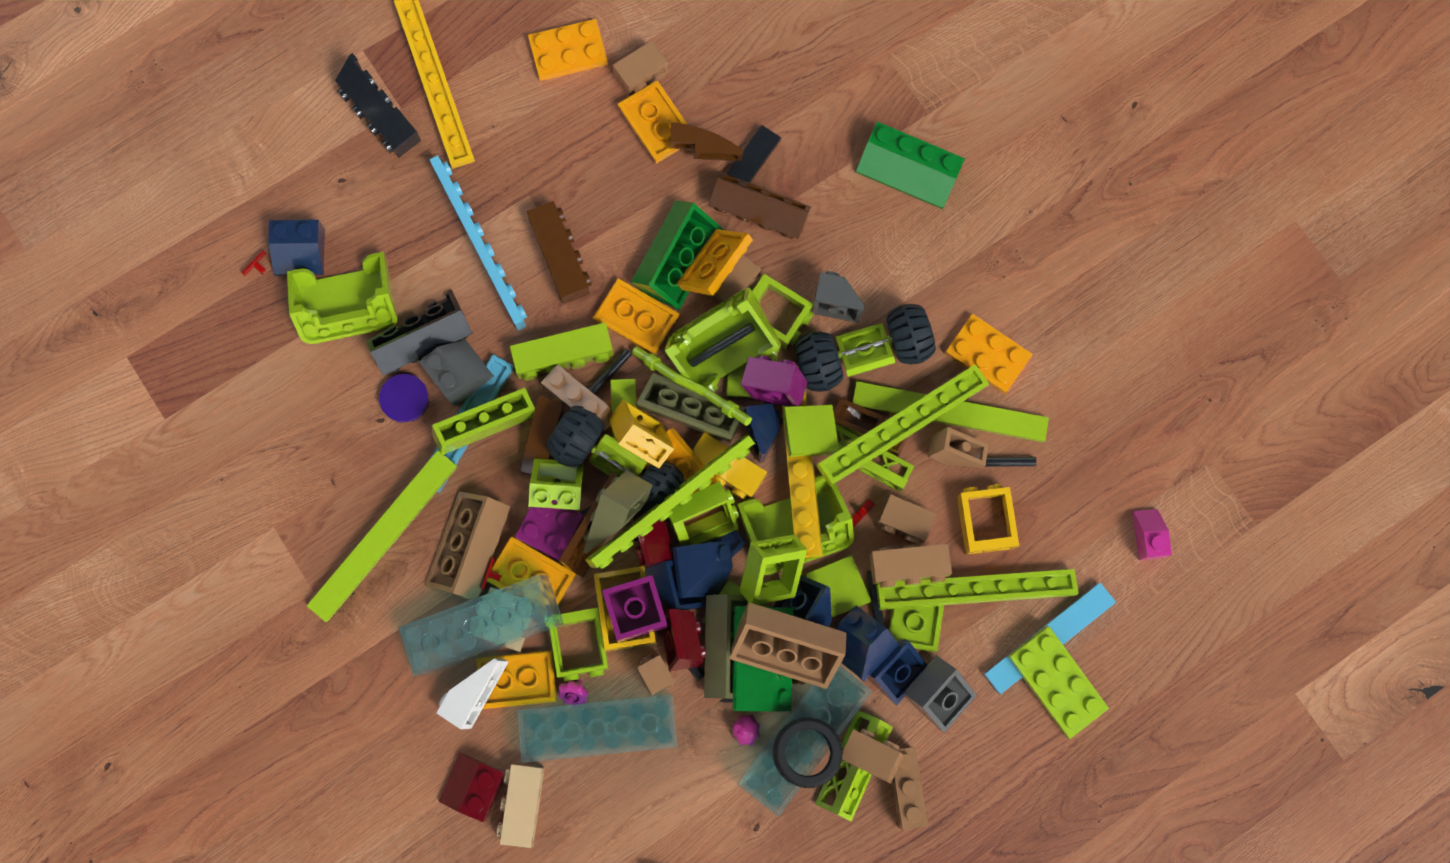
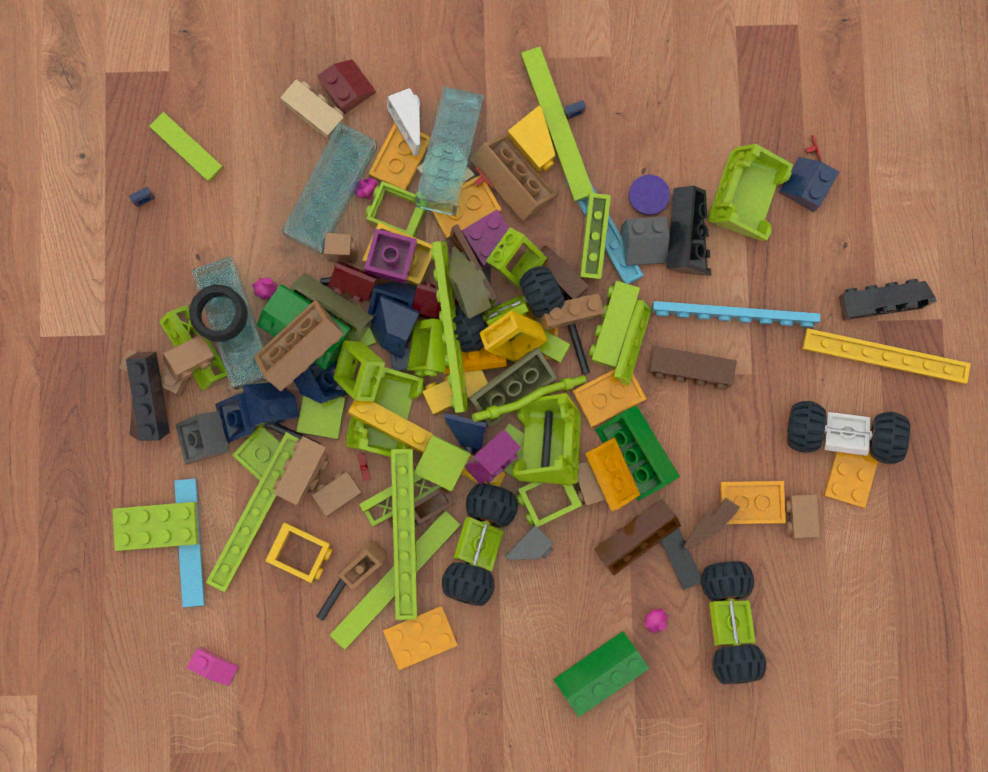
camera: 125 degrees right, 5 degrees up
(355, 525) = (574, 109): none -> dark blue tile
(414, 548) = (534, 140): none -> yellow slope
(519, 32) = (848, 433): none -> black plate
(569, 321) = (632, 342): none -> lime tile
(786, 72) = (733, 623): none -> black plate
(826, 144) = (656, 620): none -> dark pink piece
(947, 768) = (148, 407): none -> black wedge

